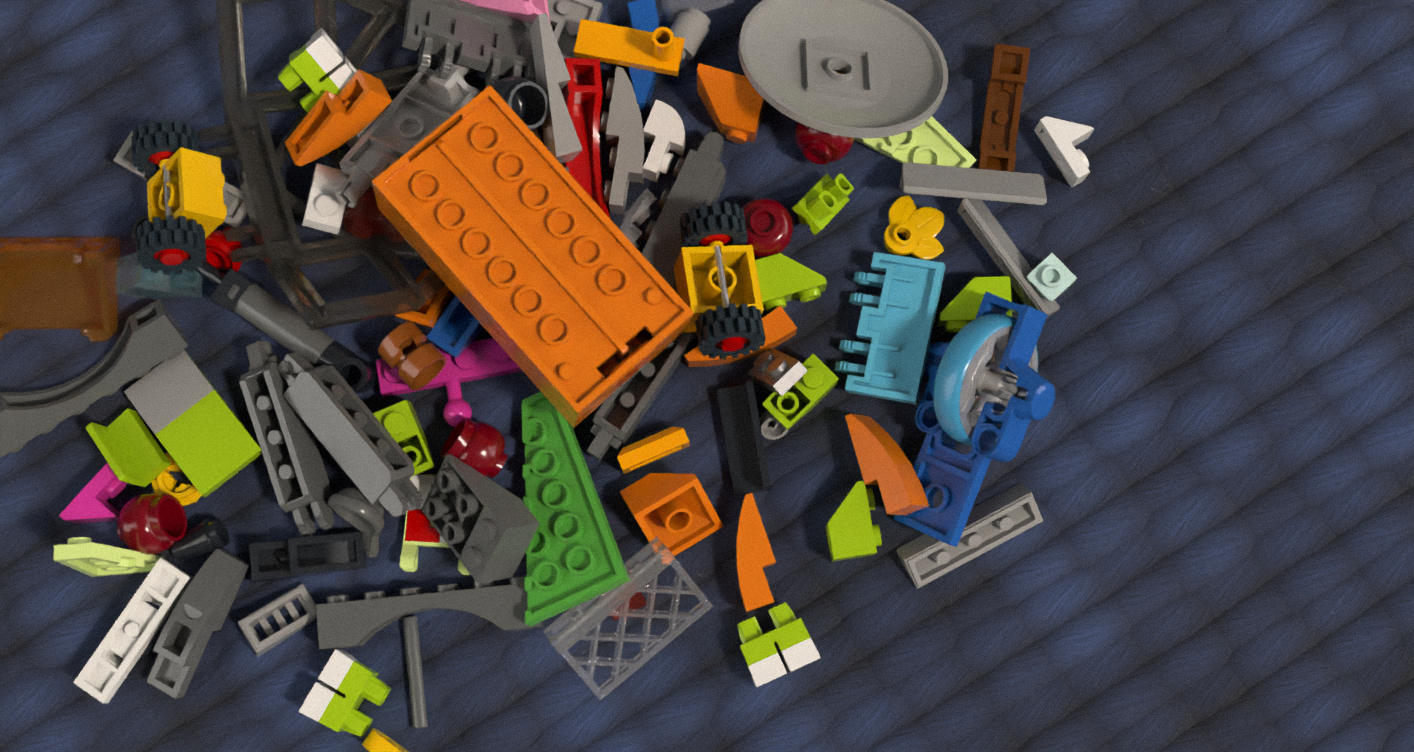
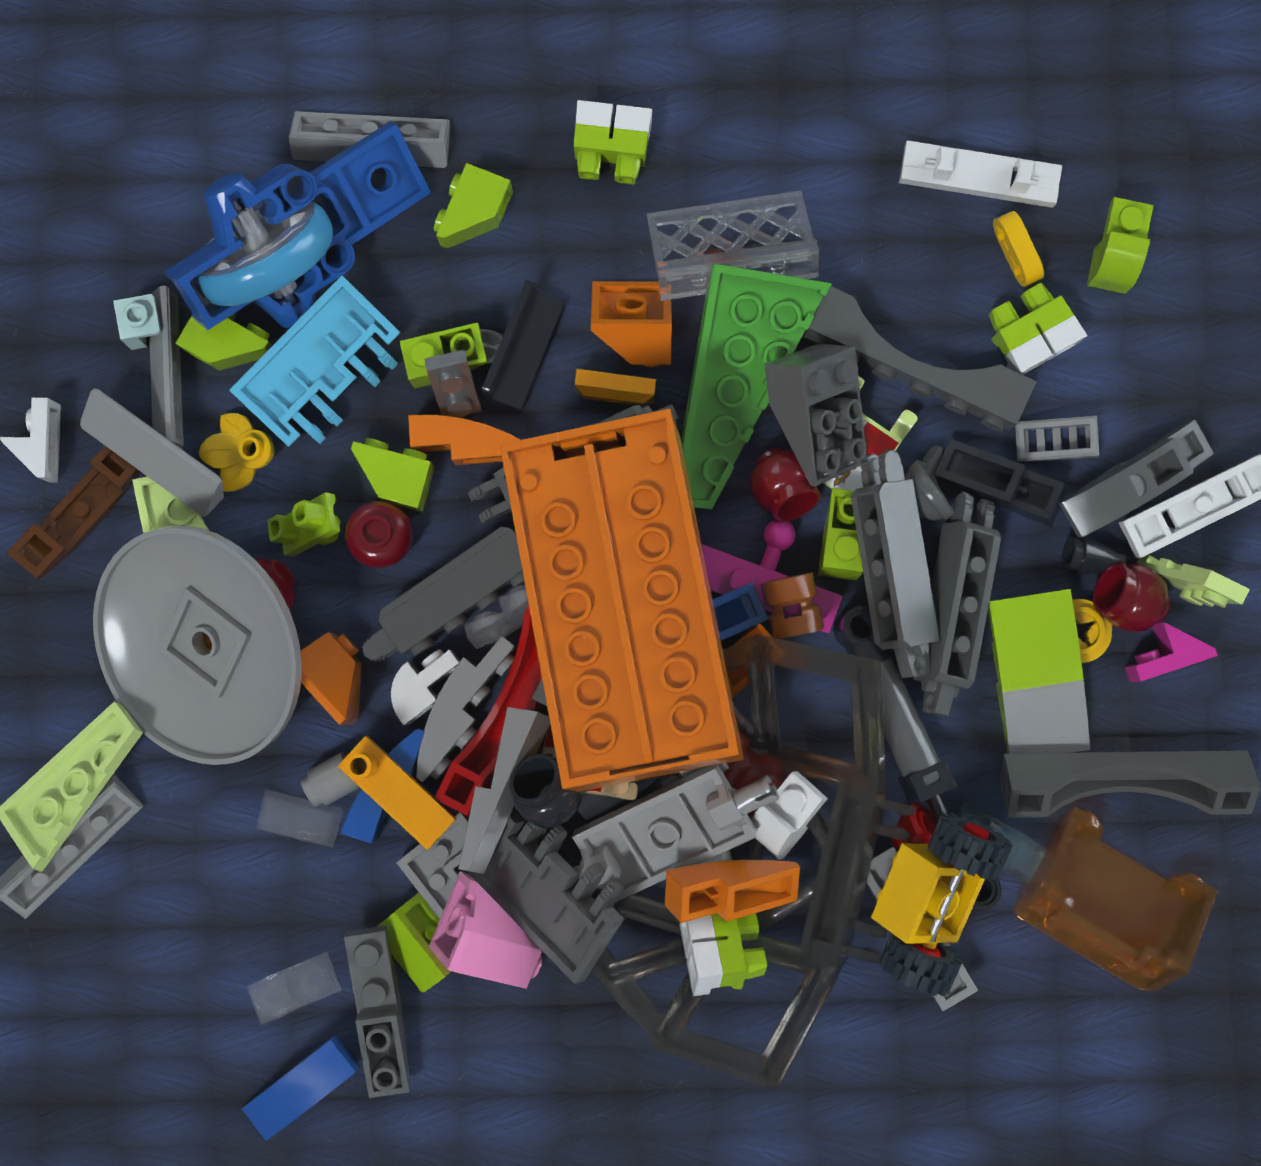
camera: 145 degrees left, 5 degrees up
(129, 449) = (1115, 684): lime panel -> none
(415, 673) = (958, 314): dark grey bar -> none
(720, 281) = (454, 491): brick -> none
(753, 555) = (583, 232): orange slope -> none
(886, 466) = (406, 239): orange slope -> none

